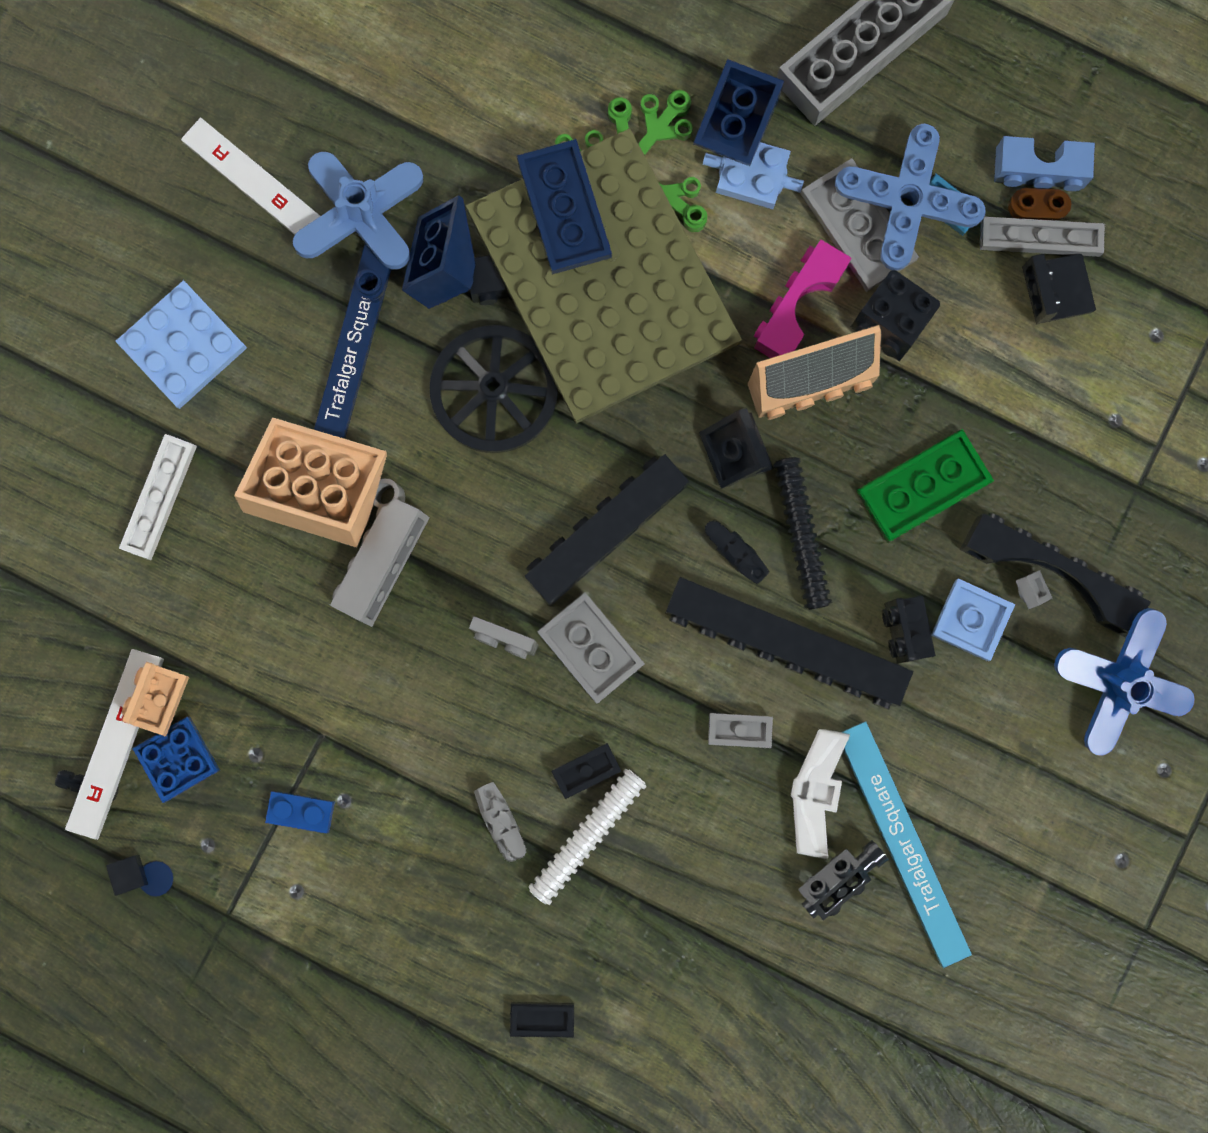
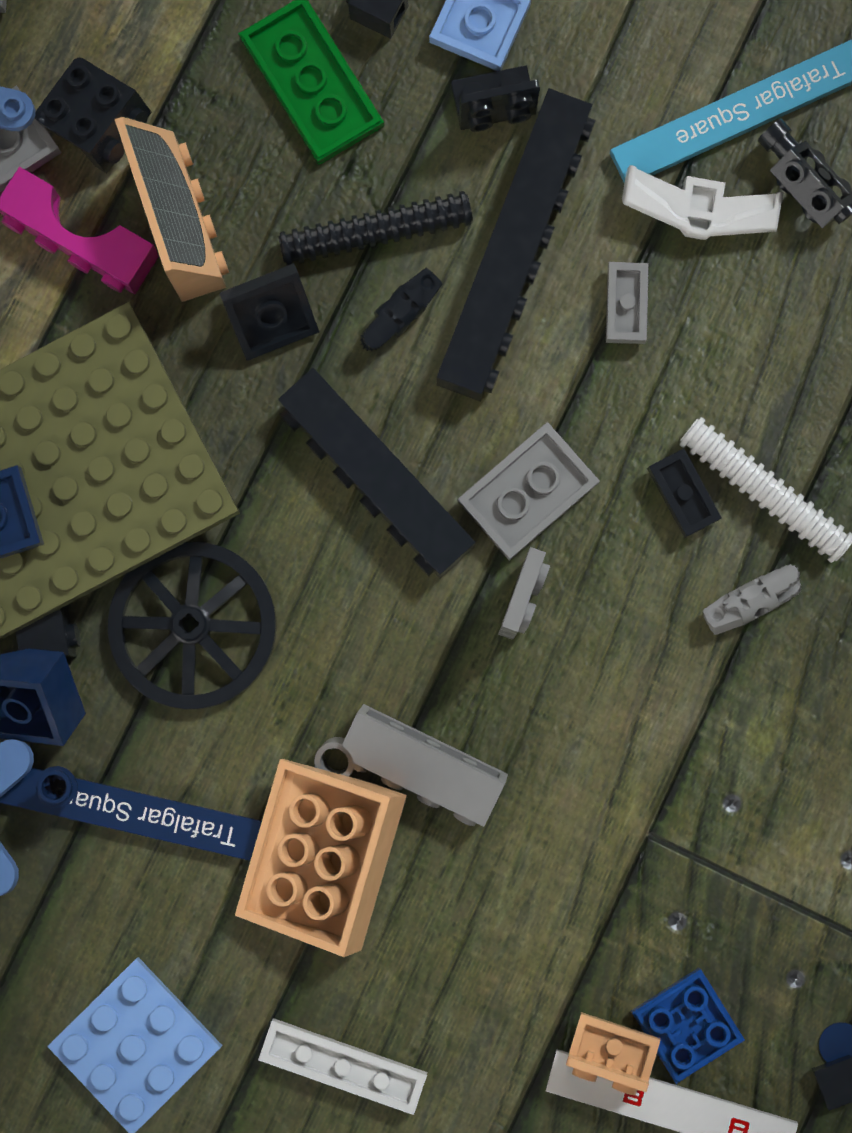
camera: 85 degrees left, 0 degrees up
(300, 812) = (749, 859): blue plate -> none

